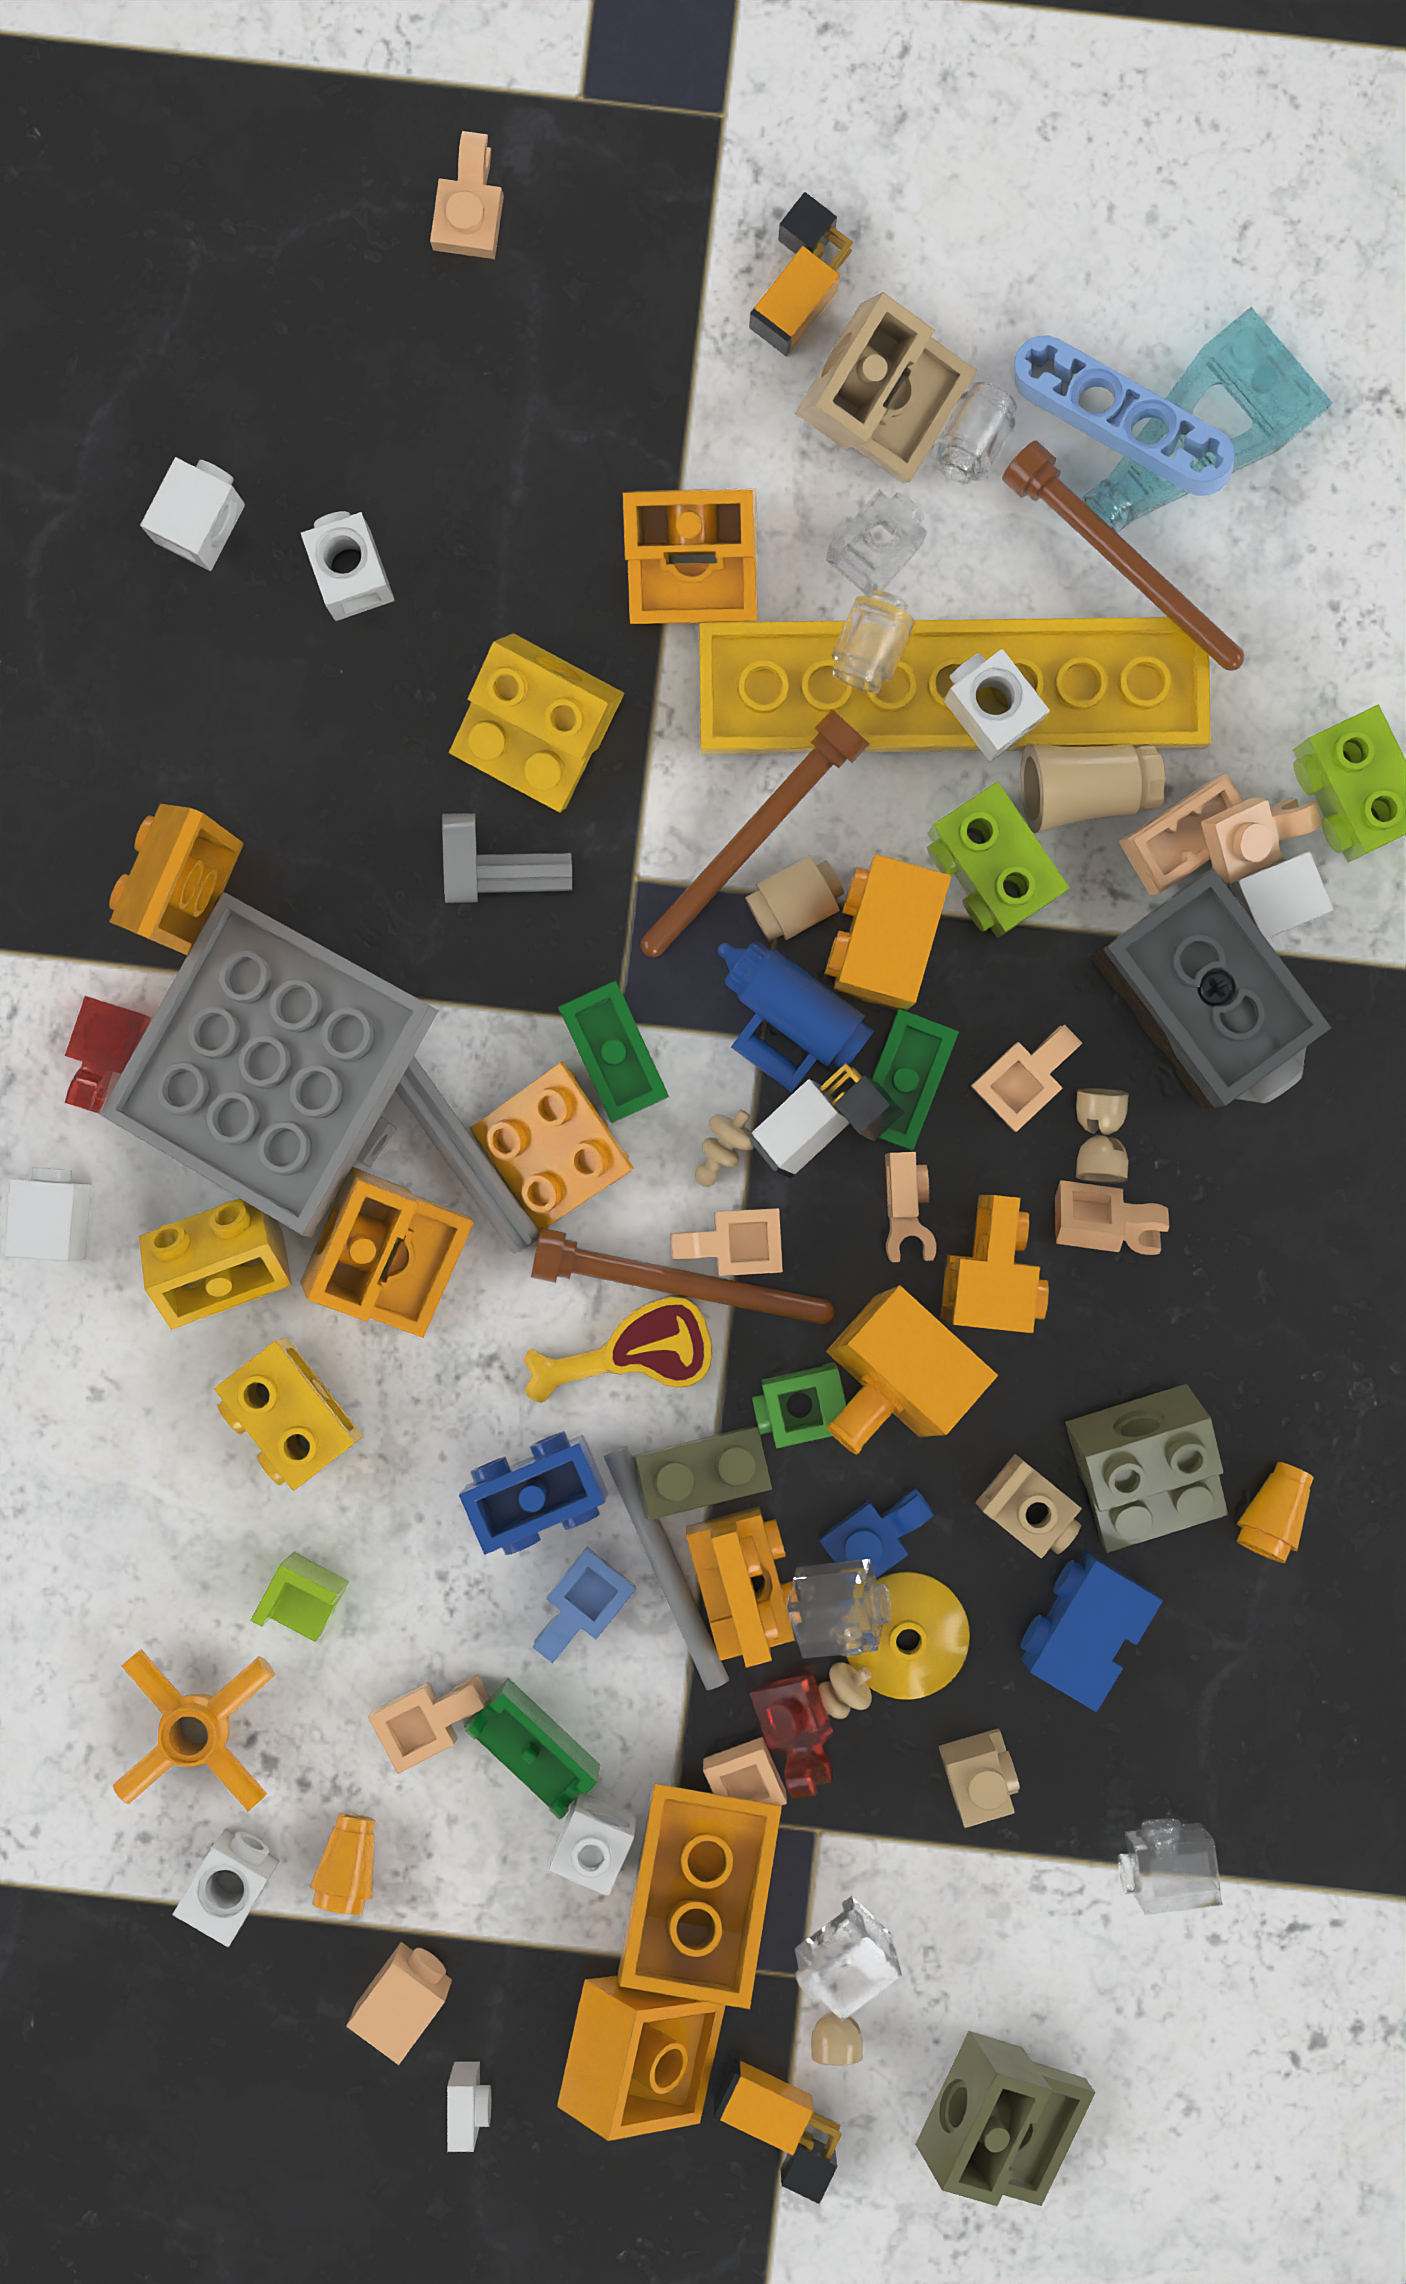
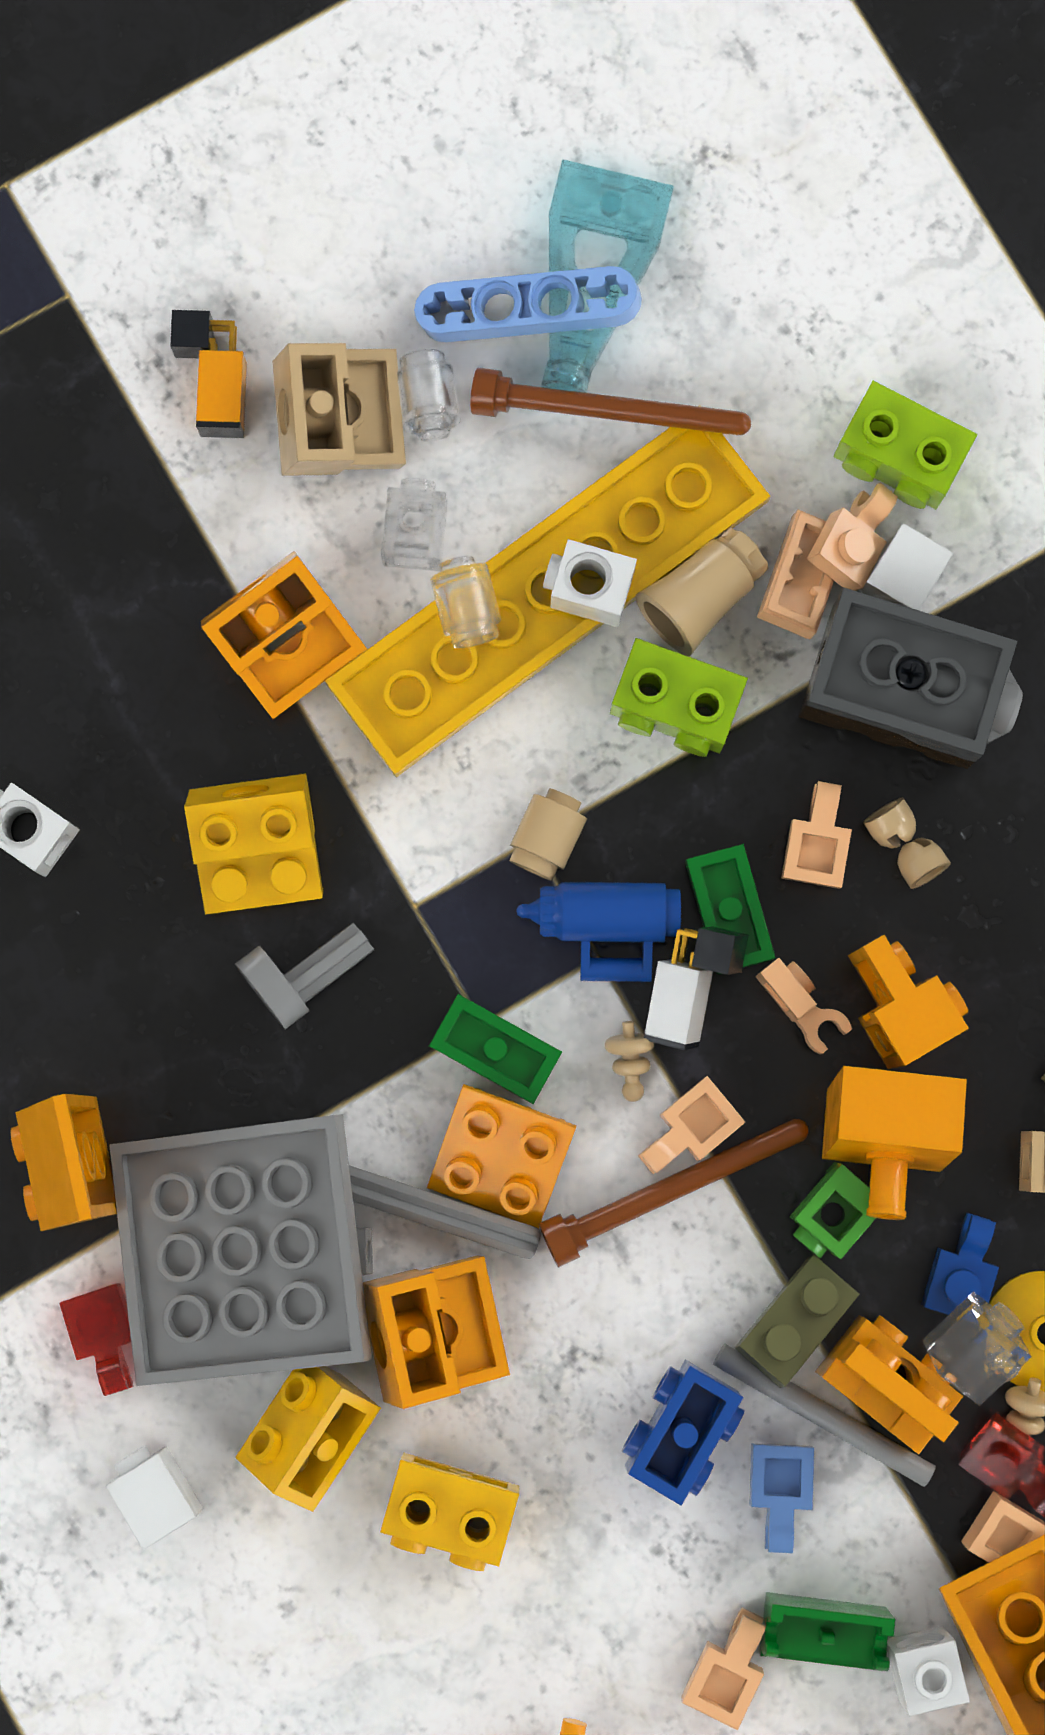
camera: 40 degrees left, 5 degrees down
(301, 1597) = (562, 1647): lime panel -> none
(660, 1339) = (689, 1243): yellow piece -> none
(833, 746) = (493, 701): dark orange piece -> none
(890, 932) = (638, 809): light orange brick -> none
(1101, 1220) = (954, 907): light nougat plate -> none

